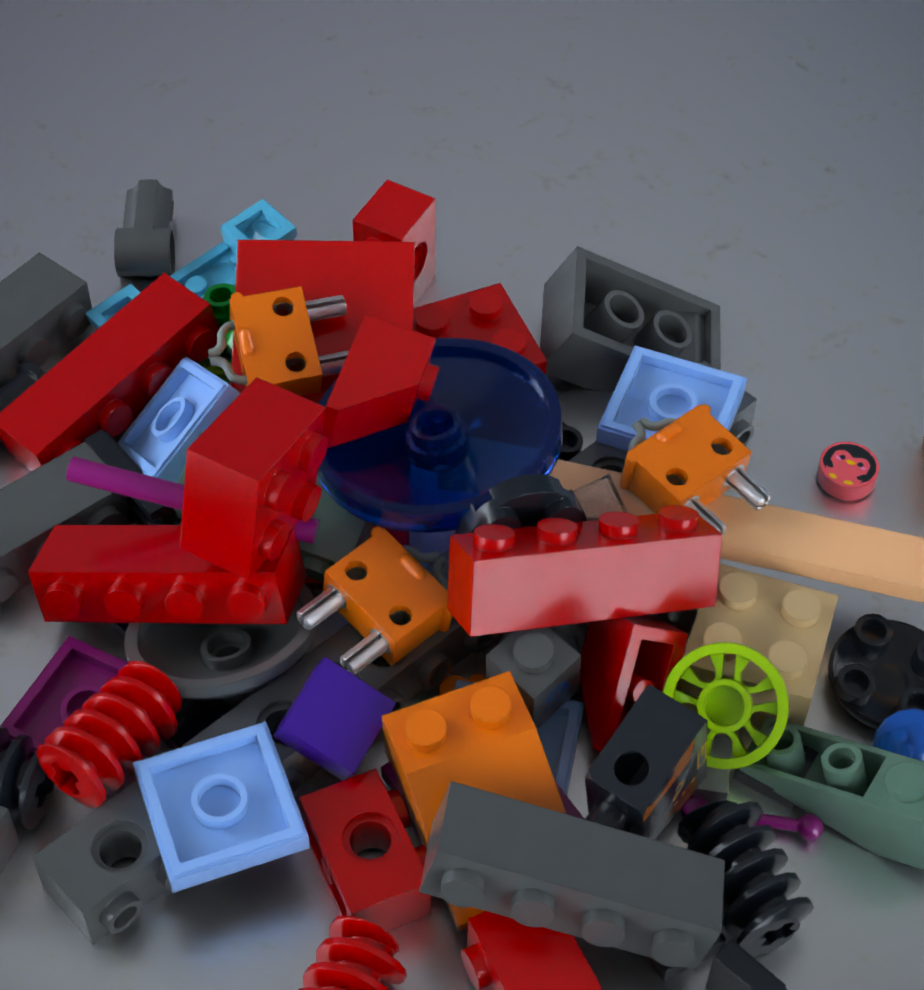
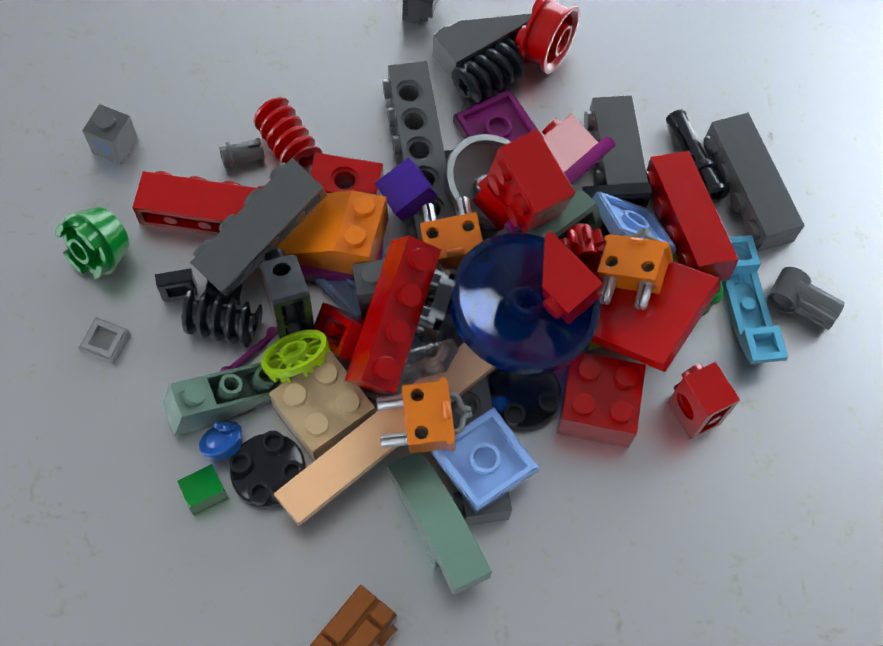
camera: 120 degrees right, 15 degrees up
(111, 733) = (458, 106): red piece -> none
(220, 806) = (397, 129): light blue tile -> none
(603, 309) = (568, 503): dark grey slope -> none
(802, 400) = (439, 523): none -> sand green slope
(847, 470) = (401, 553): coral tile -> none

